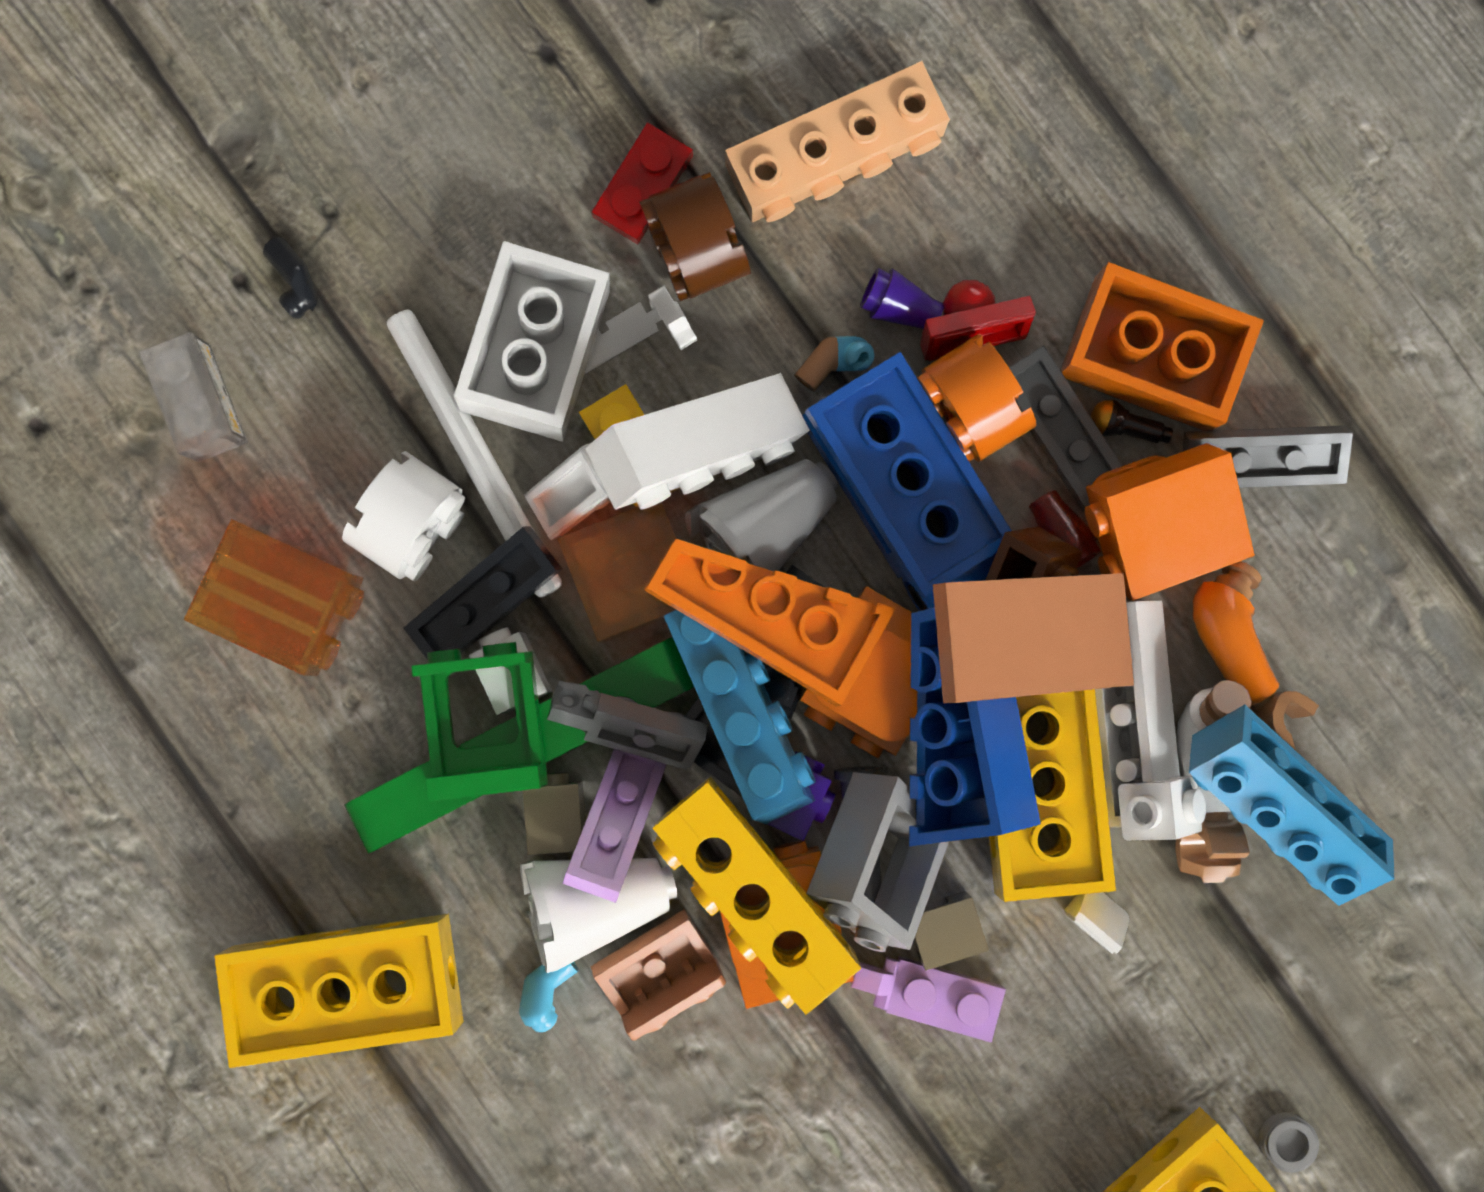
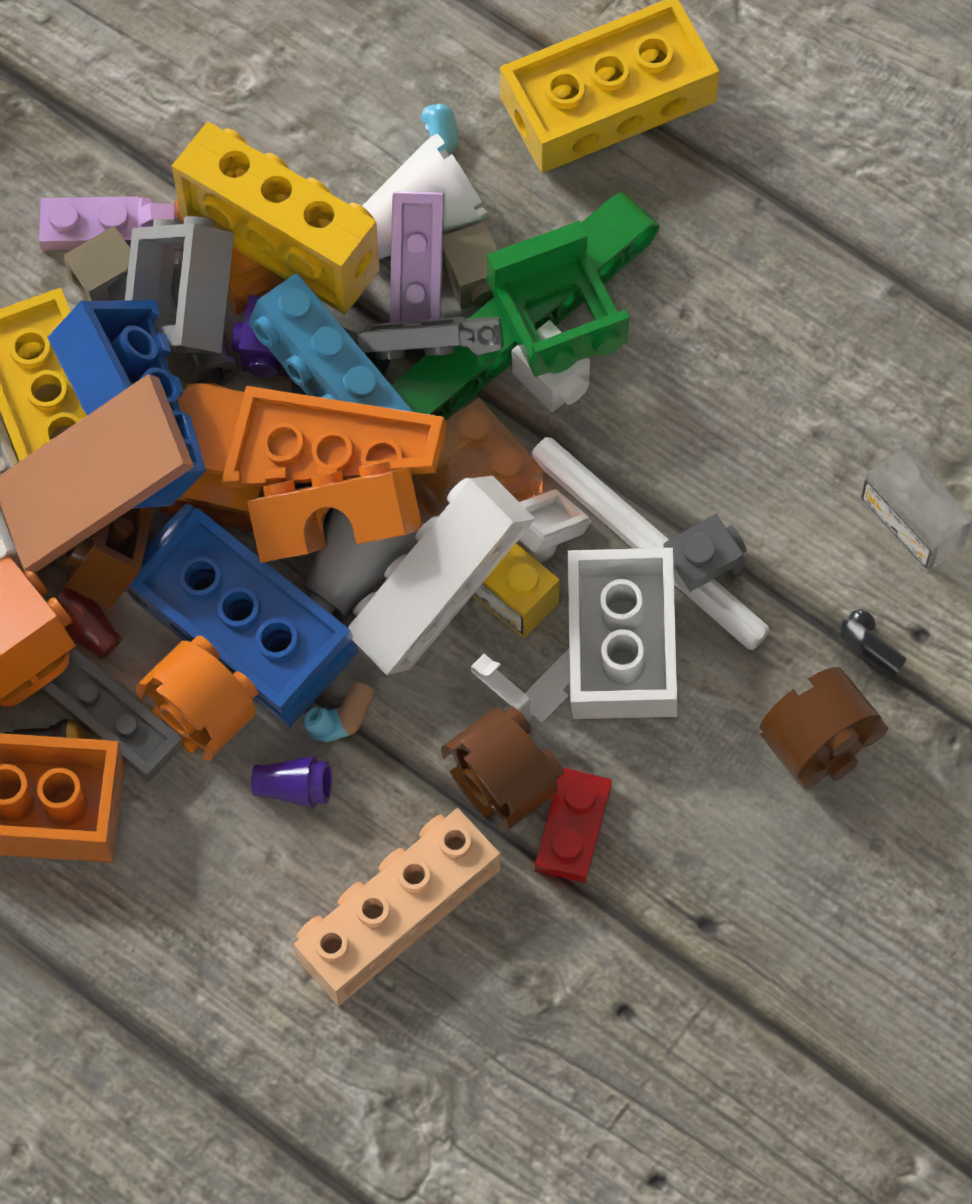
camera: 165 degrees right, 20 degrees down
(275, 599) = (774, 362): clear orange brick -> none
(370, 182) = (822, 728): none -> reddish brown brick
(405, 516) = (685, 454): white brick -> none
(420, 411) = (707, 552): none -> dark grey bracket
(485, 594) = (595, 415): black plate -> none
(659, 975) = (348, 160): nougat bracket -> none
(748, 521) = (291, 520): none -> orange arch
(972, 311) = (222, 786): red tile -> none

